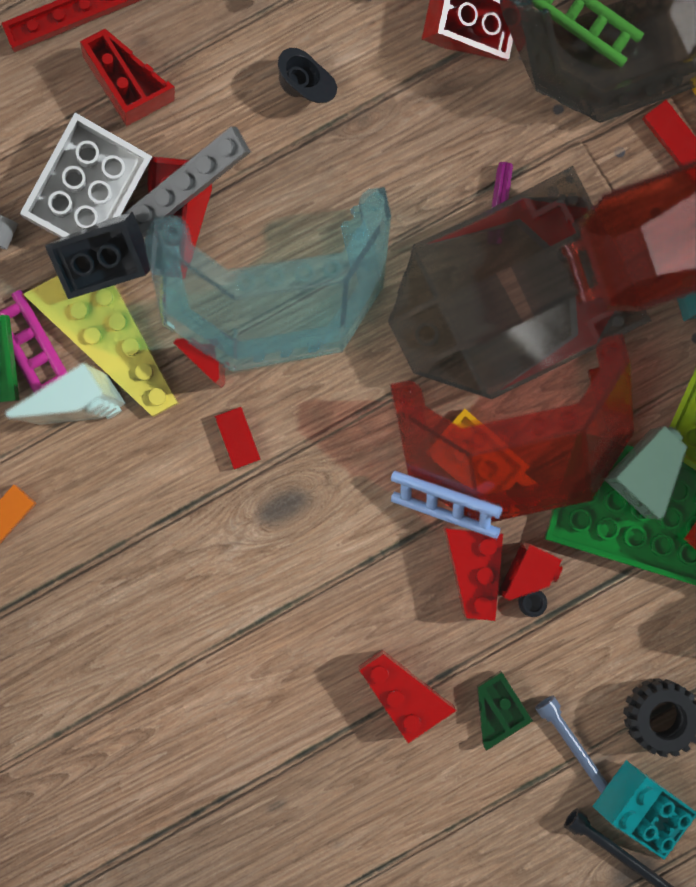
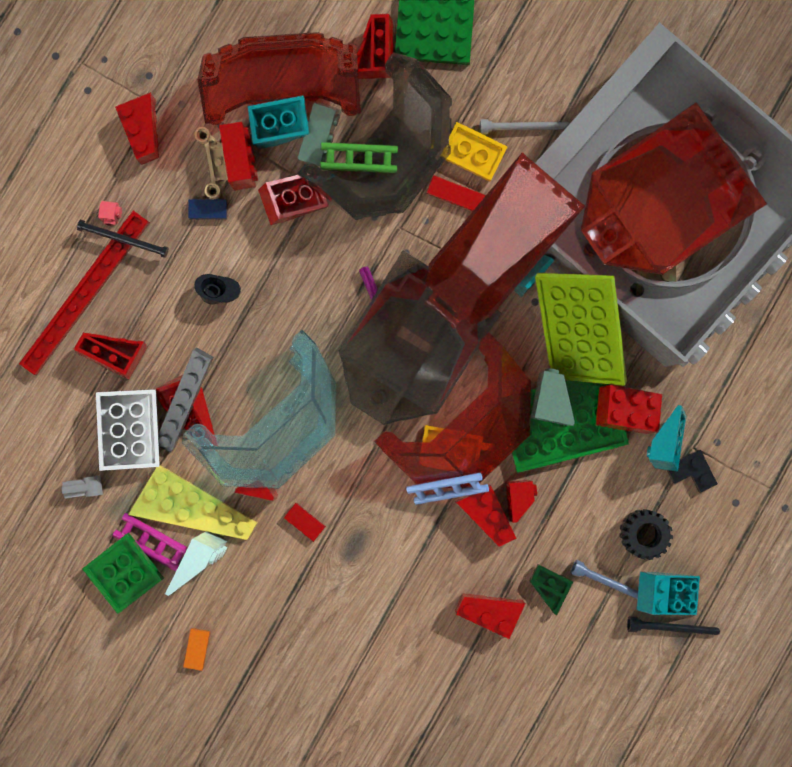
camera: 35 degrees left, 0 degrees up
(100, 256) = (161, 466): black slope -> none
(533, 603) = (533, 514): black plate -> none

